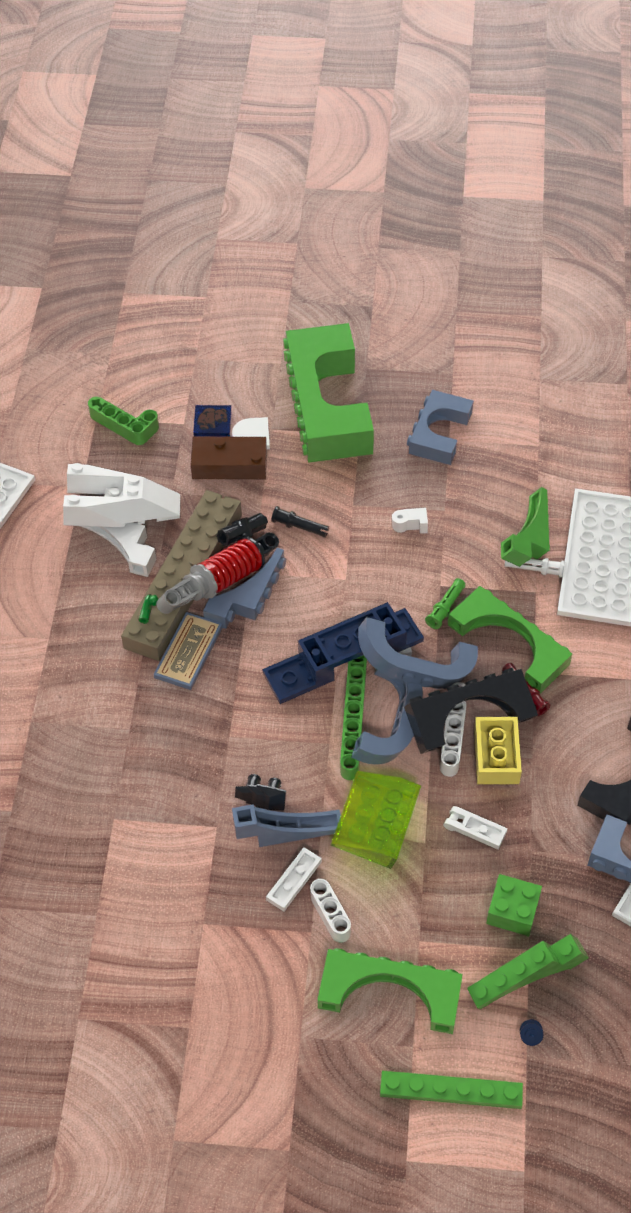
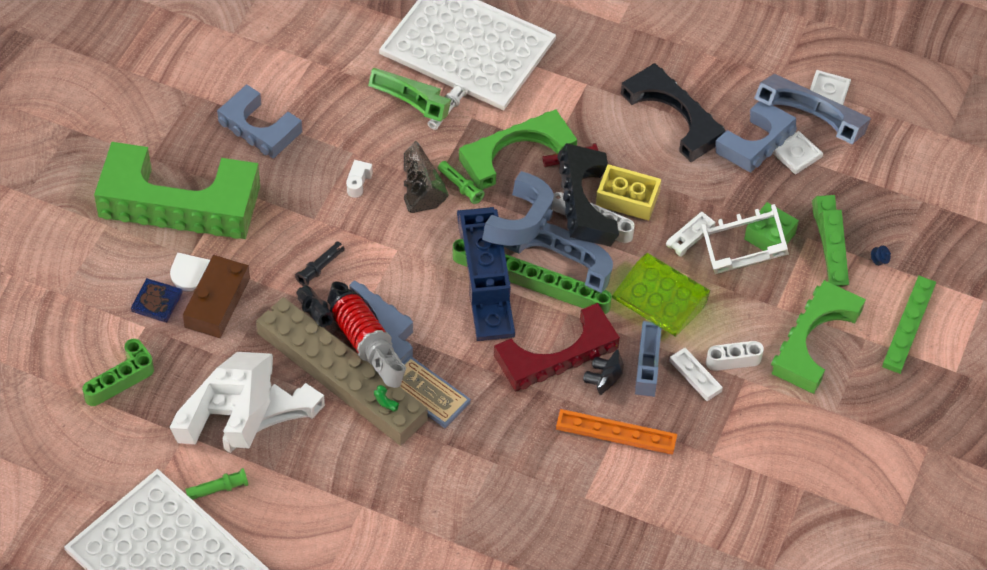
camera: 75 degrees left, 0 degrees up
(37, 528) = (227, 482): none -> bright green pin
(196, 825) = (616, 431): none -> orange plate
(300, 772) = (528, 368): none -> dark red arch
(427, 576) = (423, 182): none -> clear smoke wedge
(500, 902) = (728, 264): none -> white hinge

